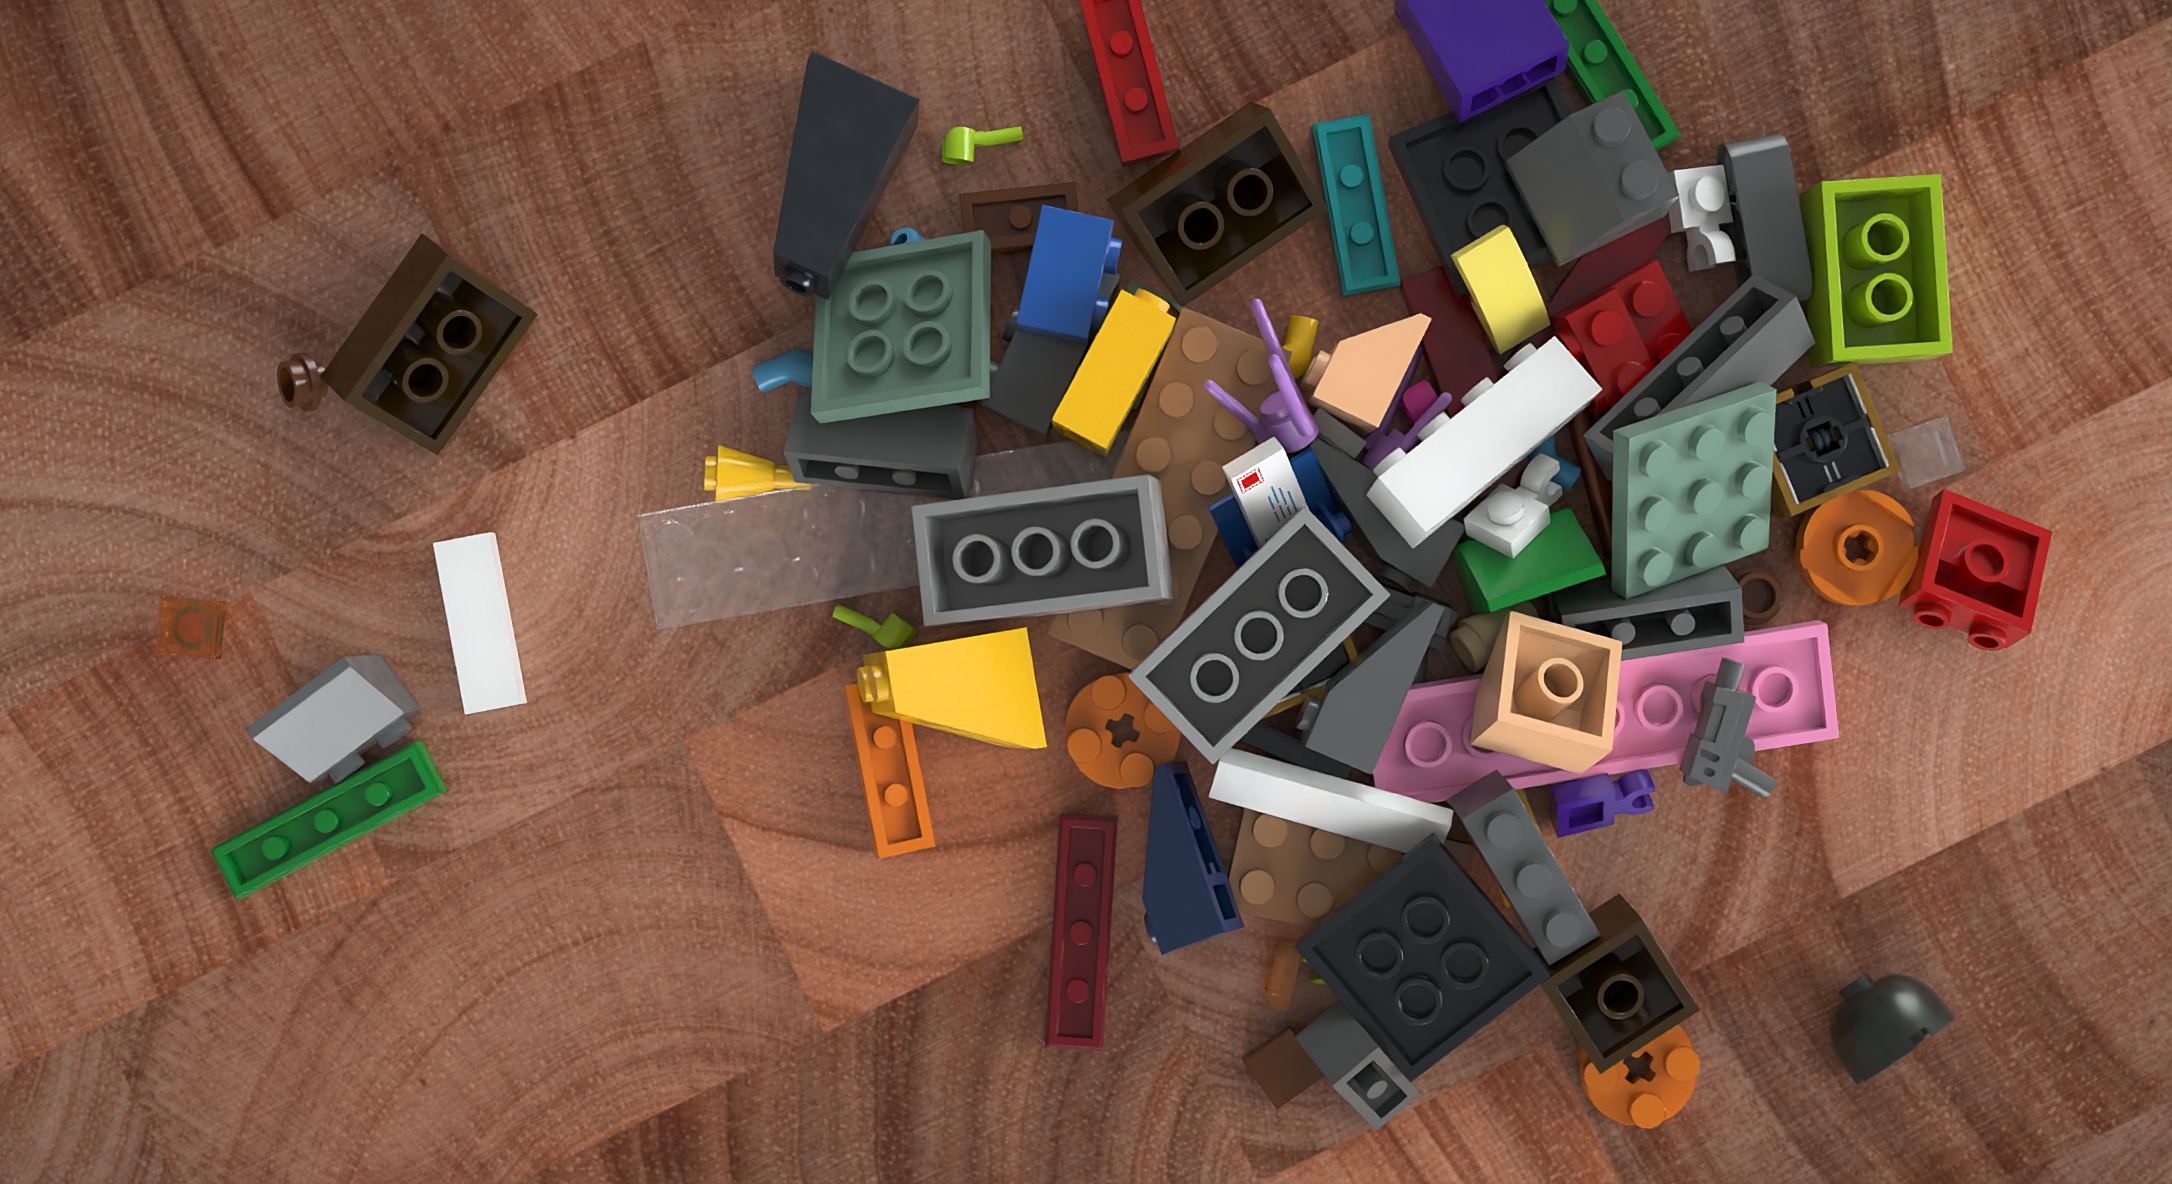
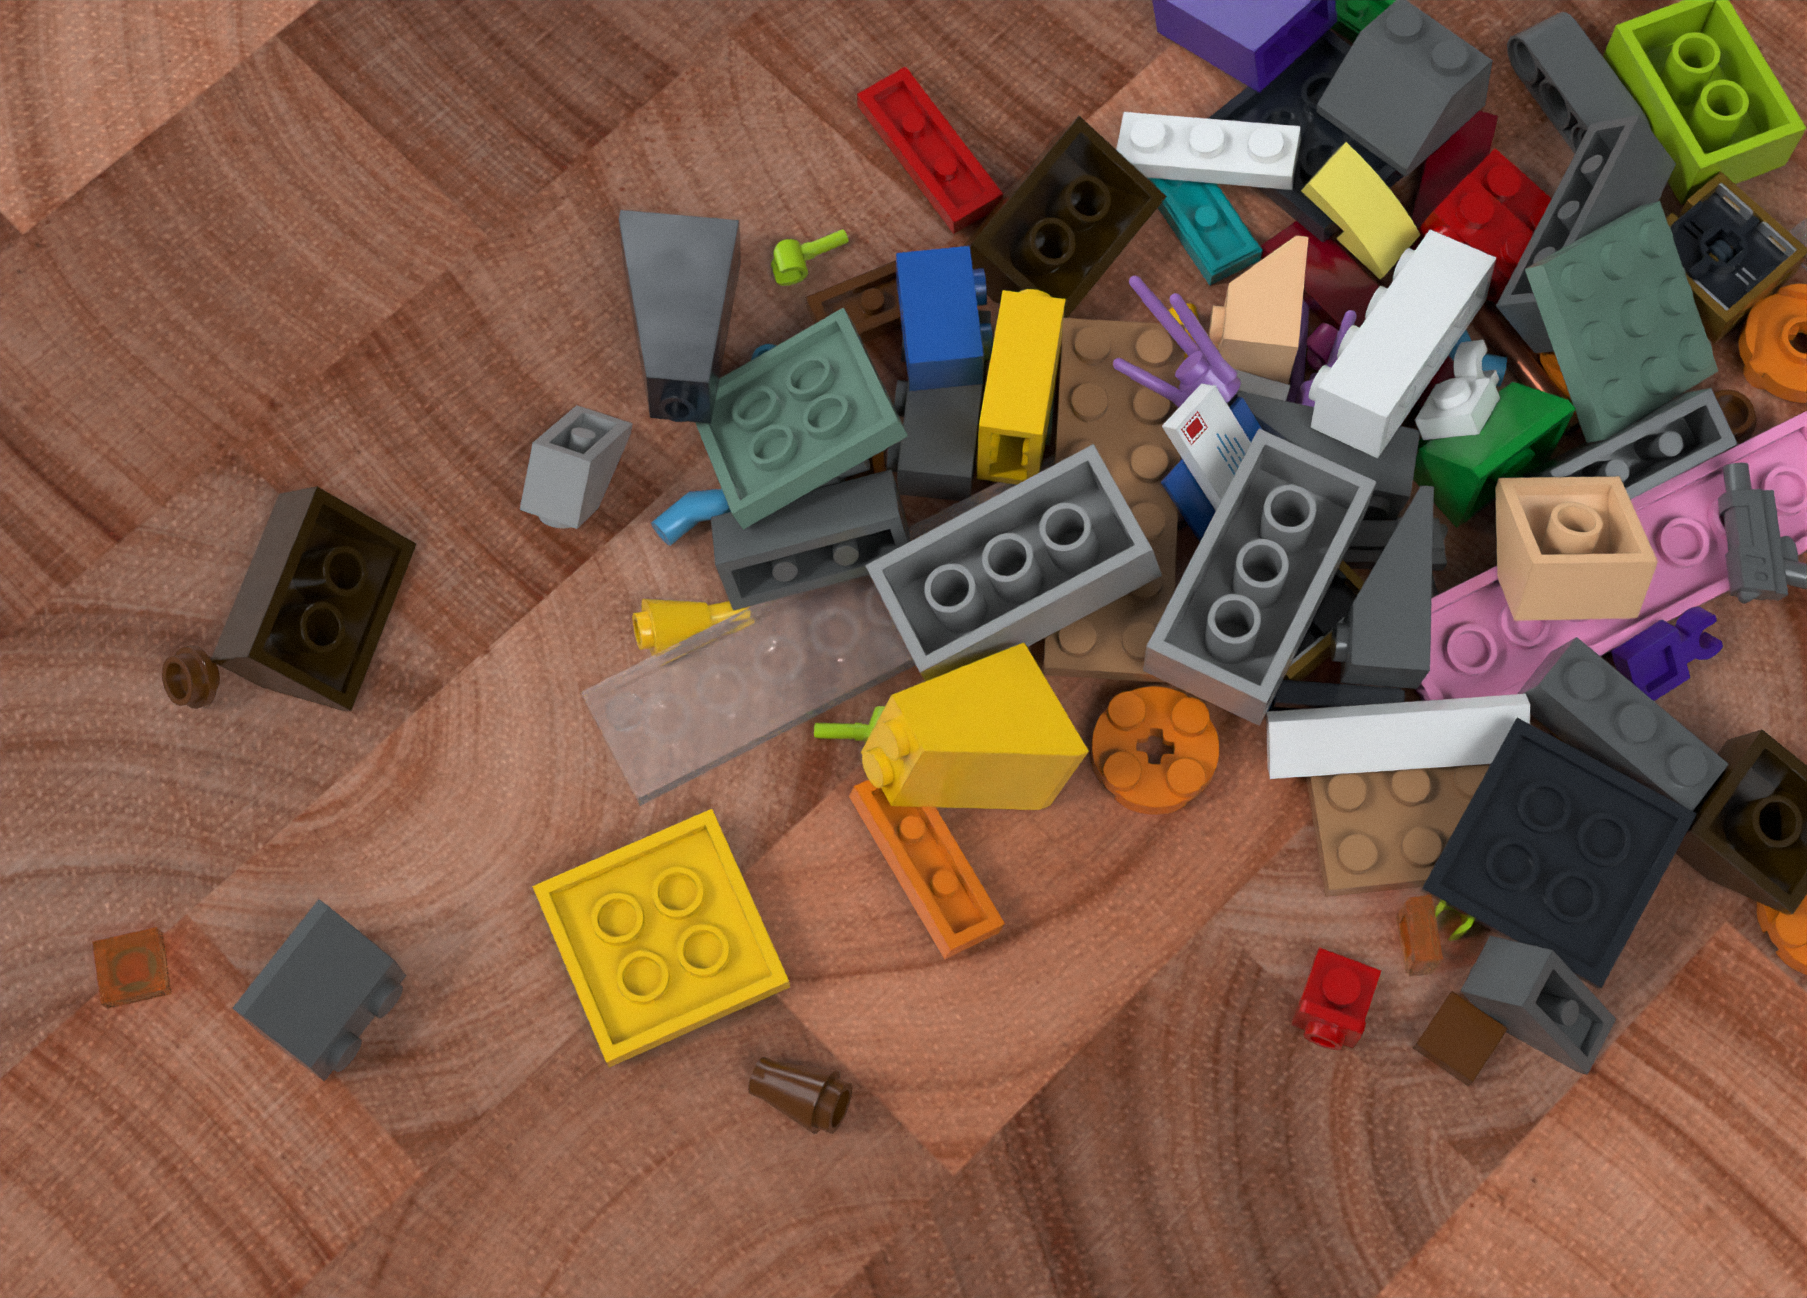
camera: 20 degrees left, 20 degrees down
(328, 820) = (335, 1124): green tile -> none
(479, 622) = (445, 862): white tile -> none
(642, 756) = (661, 937): none -> yellow plate
(697, 291) = (573, 467): none -> light grey slope
(719, 931) = (803, 1093): none -> reddish brown cone
(1081, 931) = (1191, 971): dark red tile -> none
(1183, 875) = (1276, 866): dark blue slope -> none
(1190, 1002) = (1335, 1000): none -> red bracket
(1385, 172) = (1210, 150): none -> white plate
(1478, 634) = (1474, 541): tan cone -> none
(1700, 212) = (1520, 103): white plate -> none

